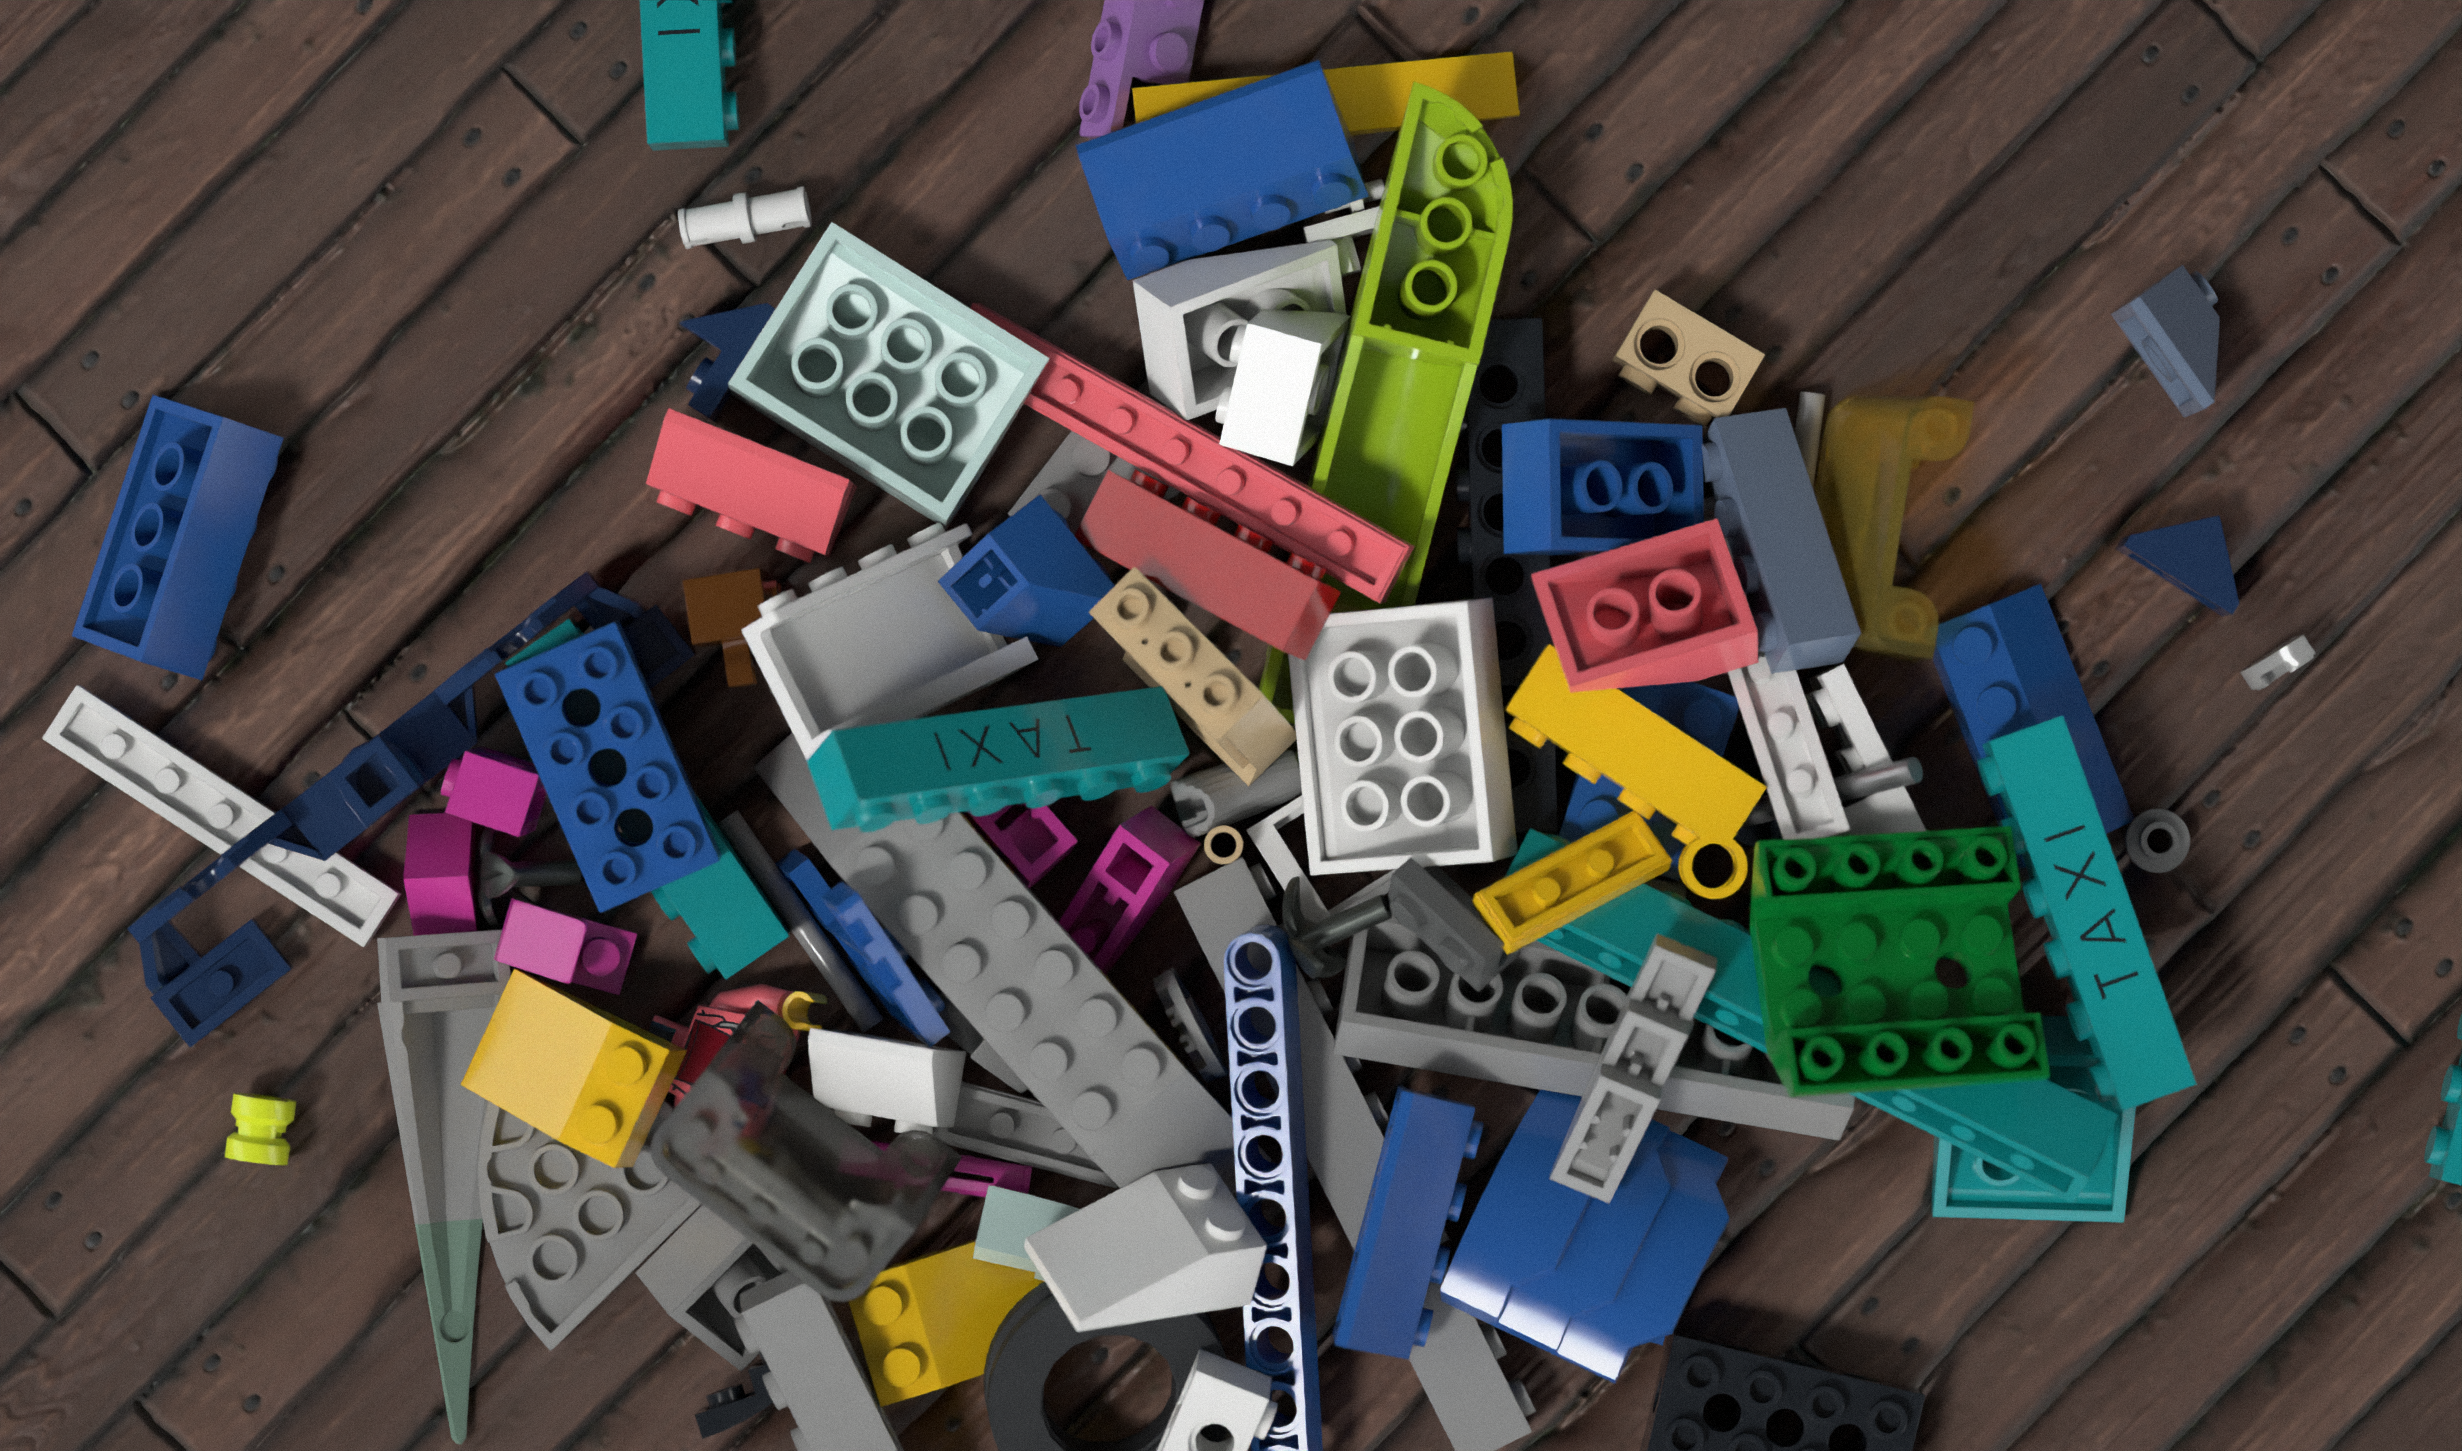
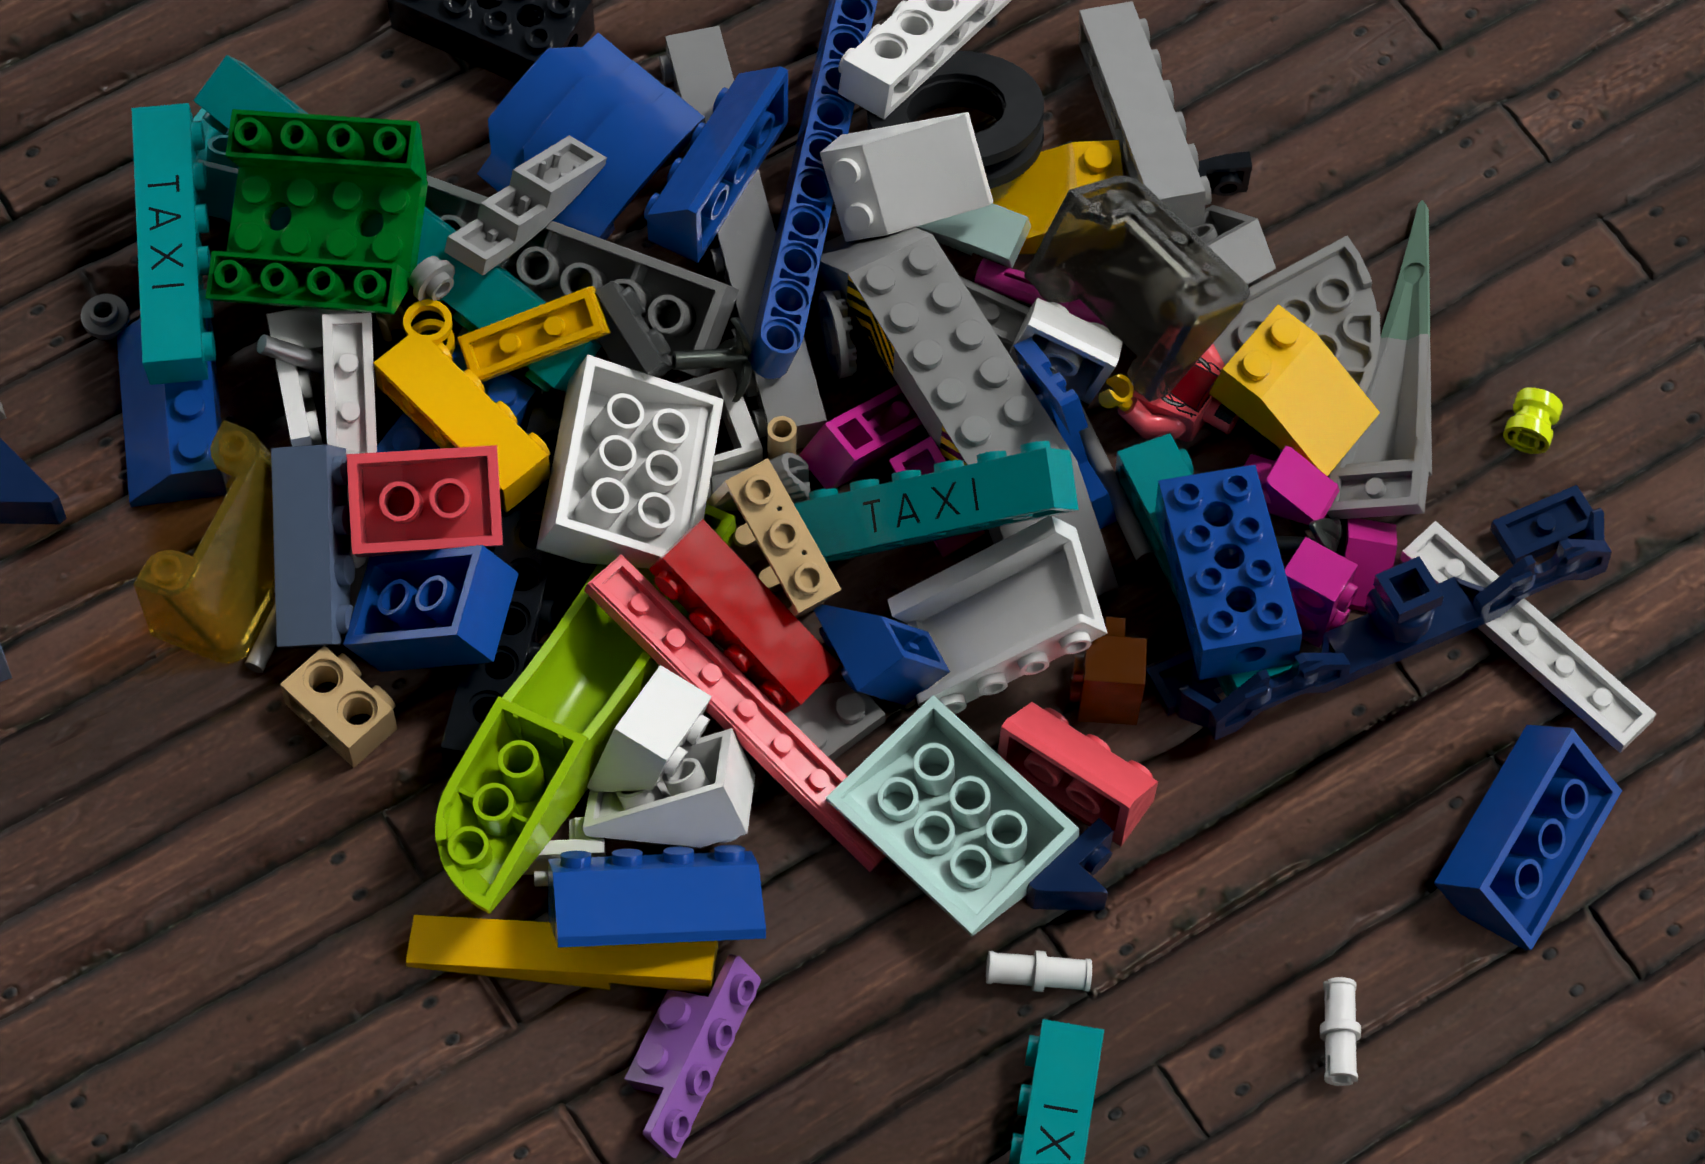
camera: 165 degrees left, 25 degrees down
(366, 226) = (1340, 1031): none -> white pin
(1723, 920) = (432, 278): none -> light grey plate

